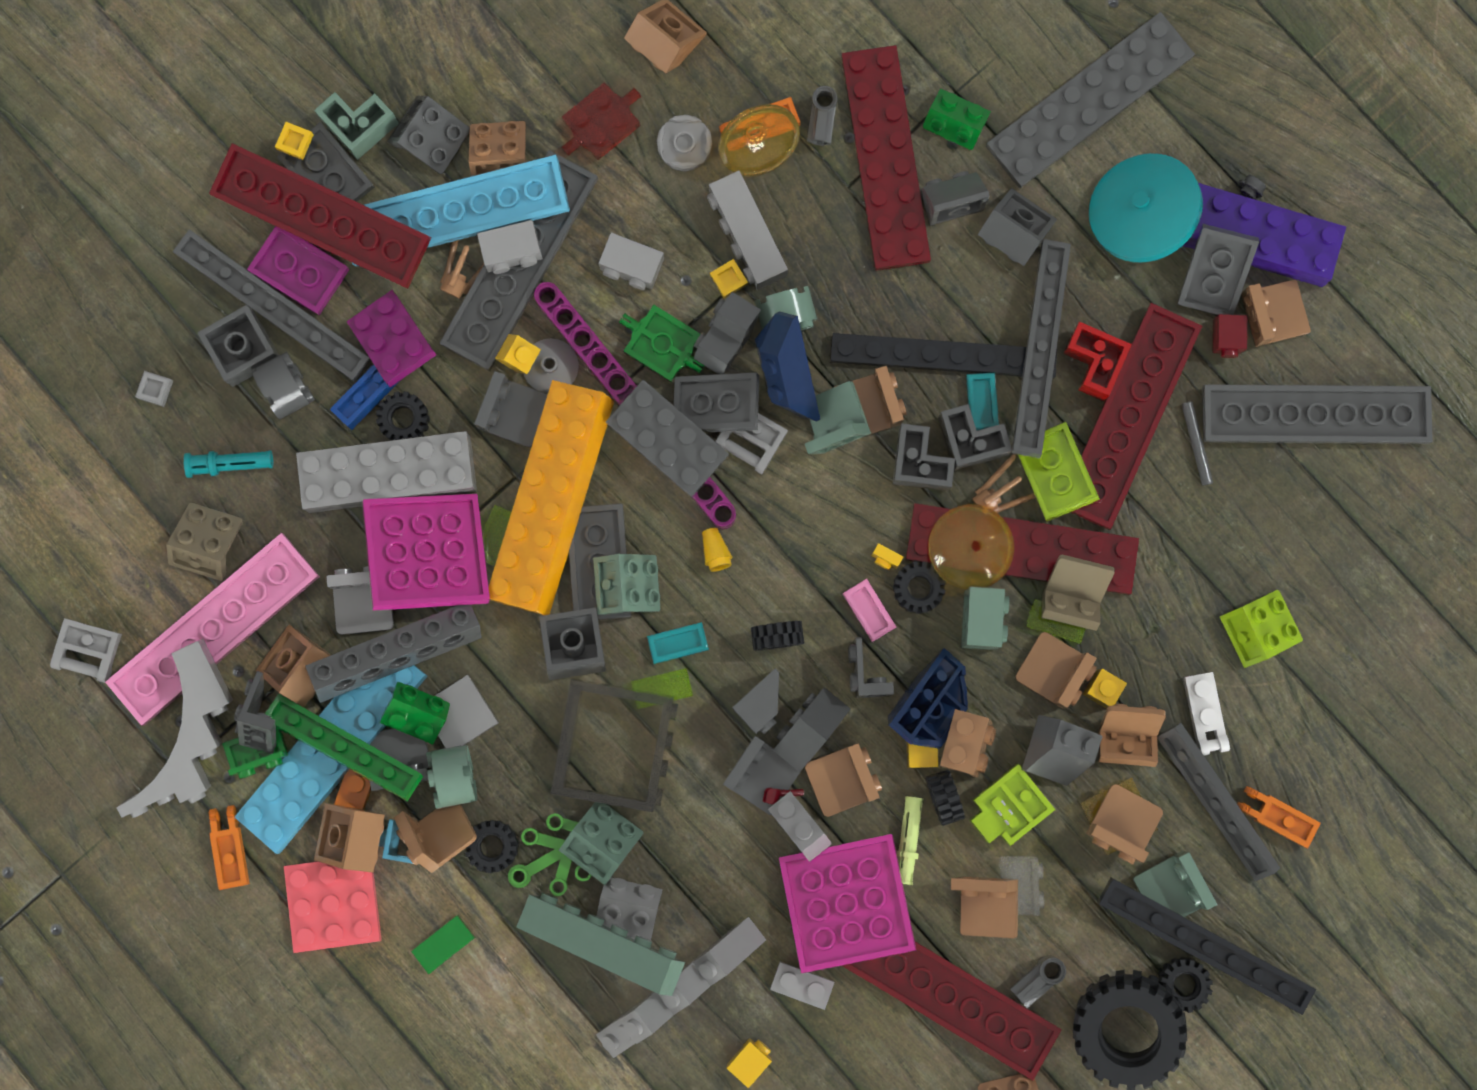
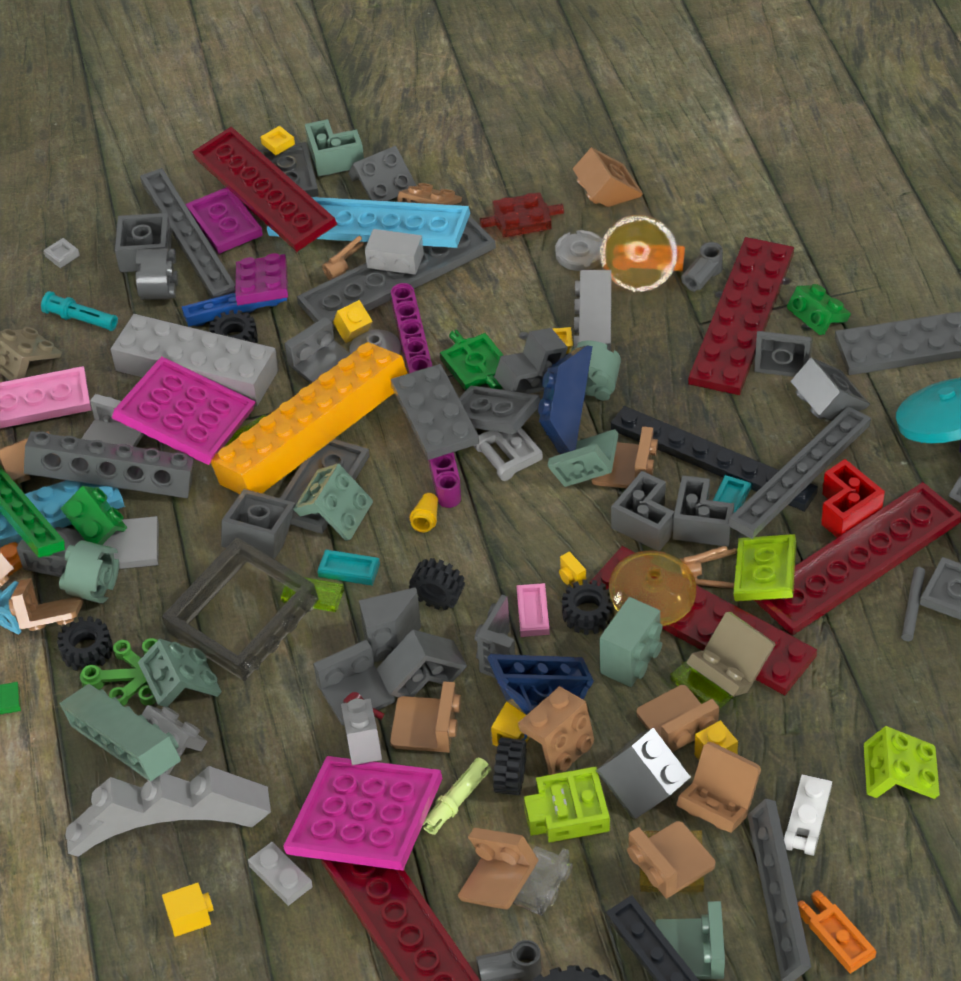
camera: 30 degrees right, 35 degrees down
(631, 262) = (486, 301): light grey brick -> none

